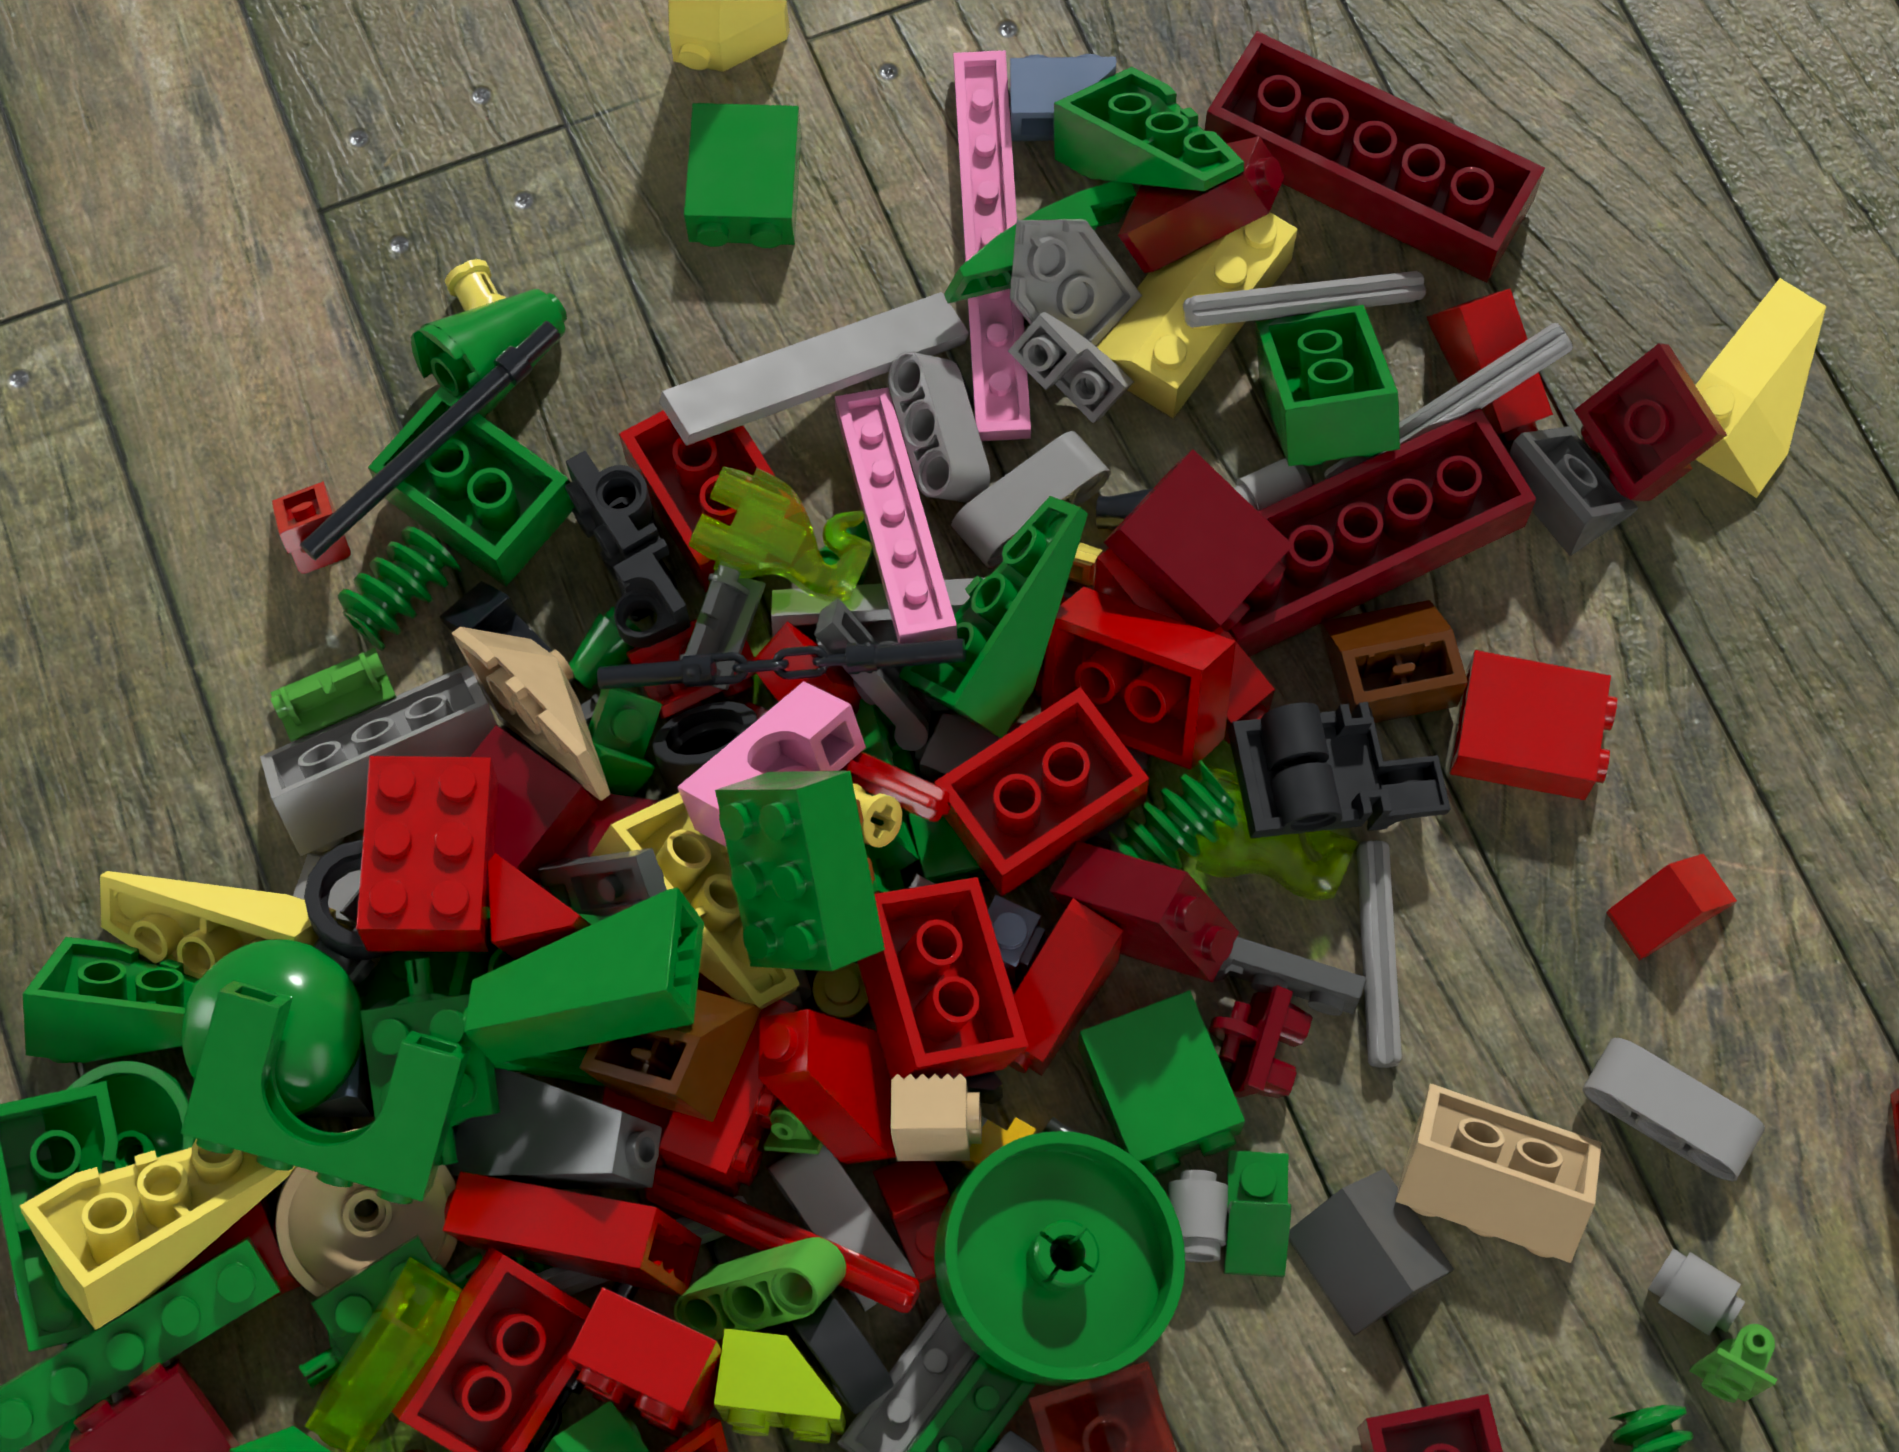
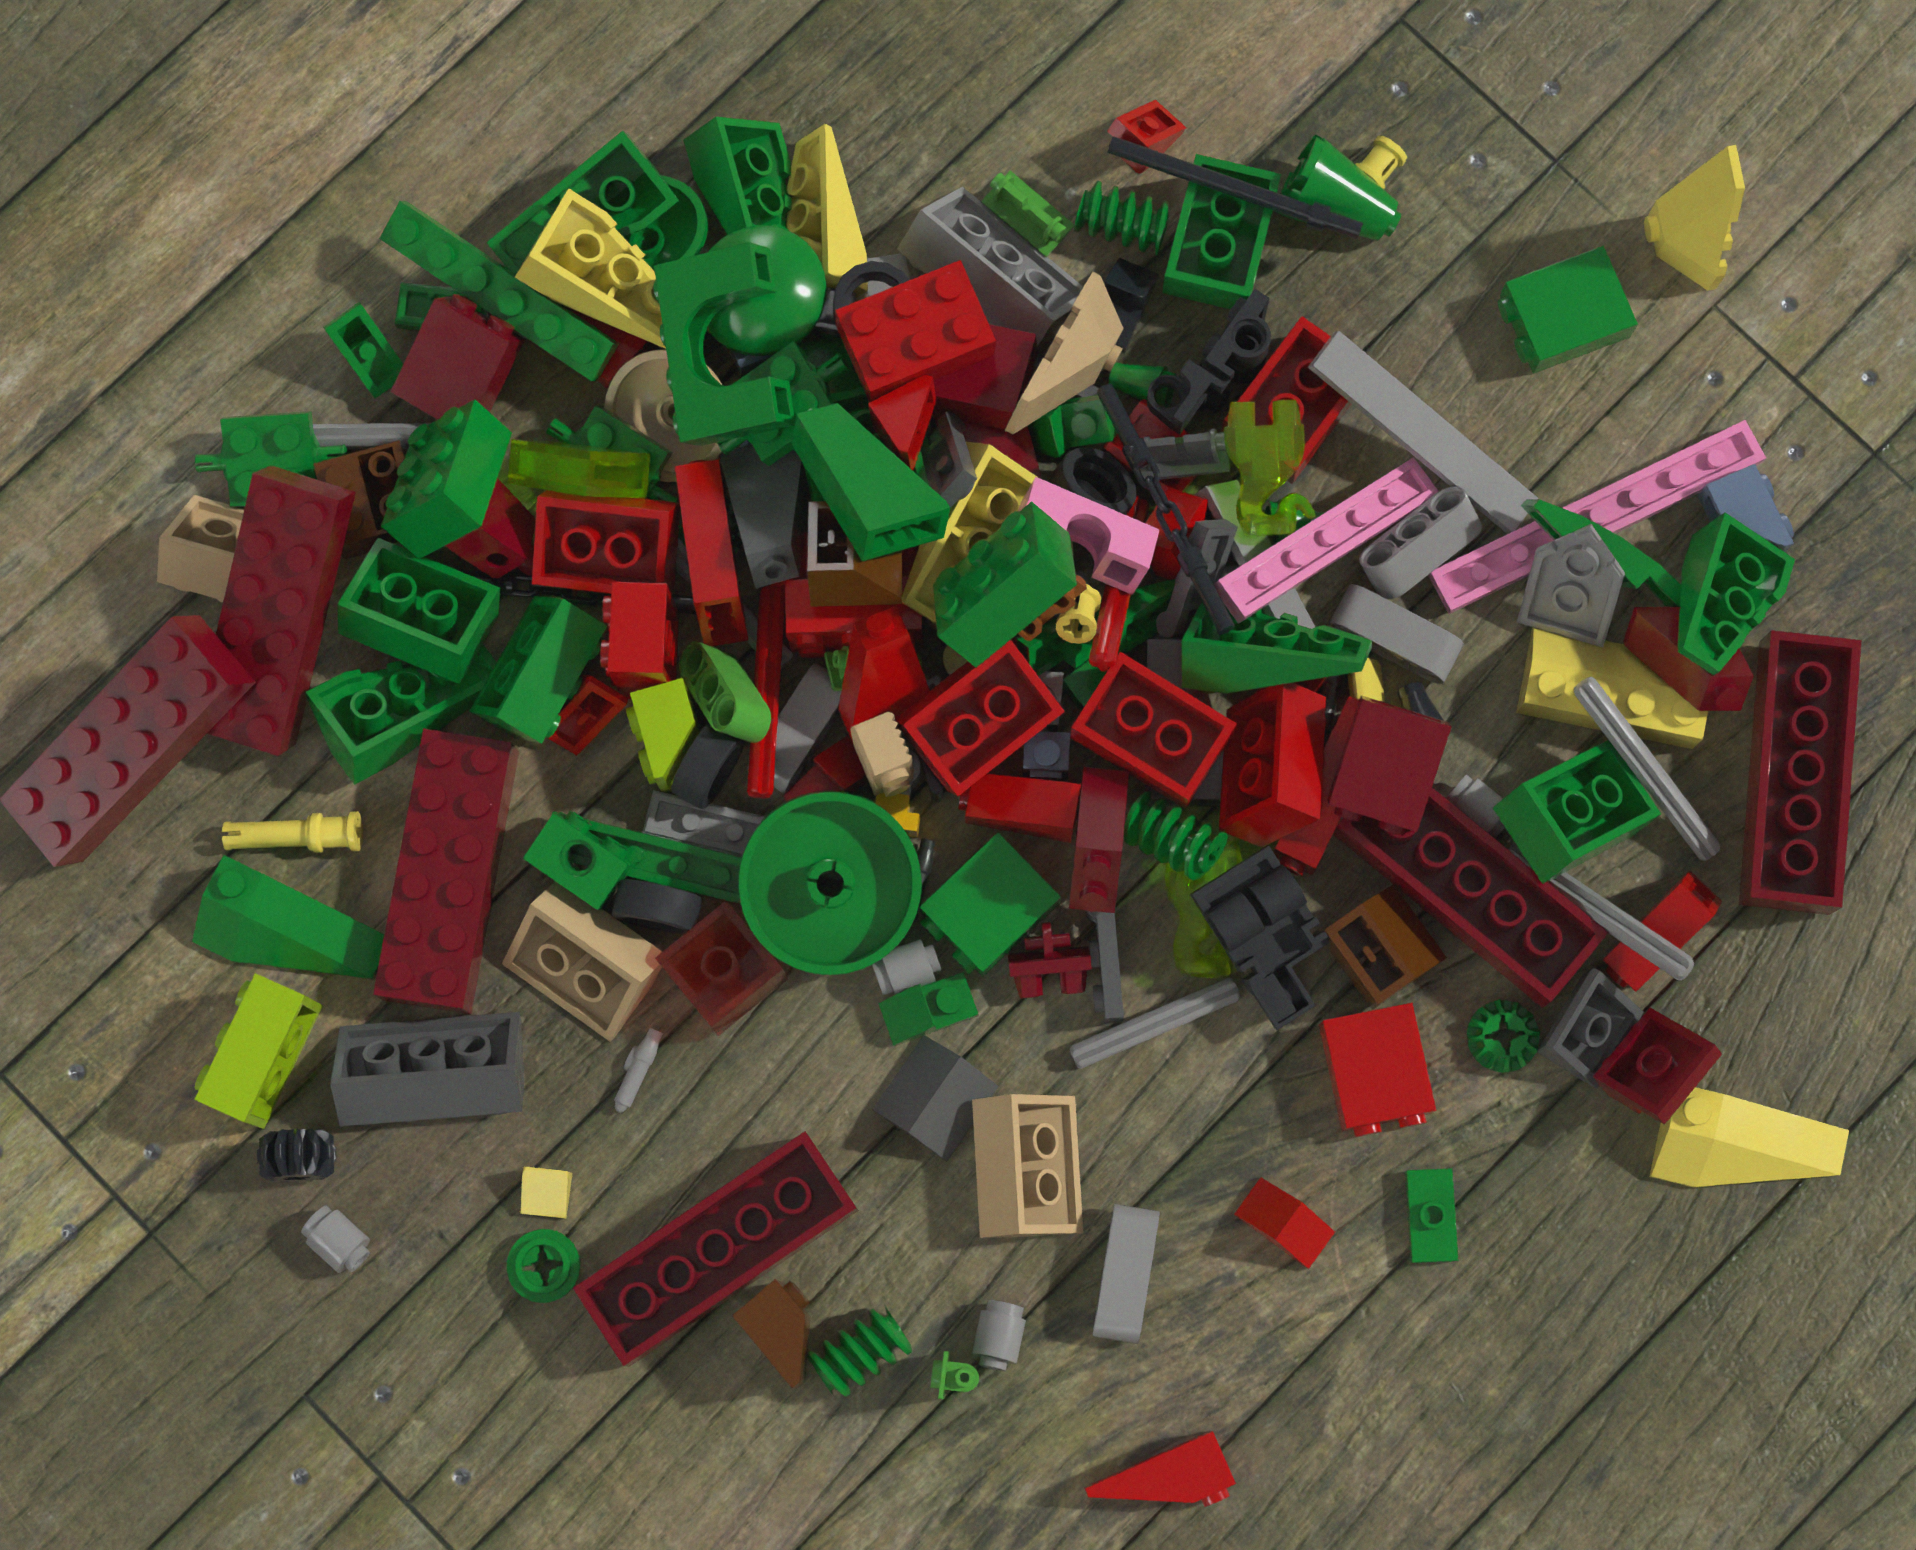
camera: 70 degrees right, 10 degrees up
(1077, 367) = (1517, 605): light grey slope -> none
(1519, 589) = (1490, 1052): none -> green gear
(1722, 740) = (1431, 1215): none -> green plate

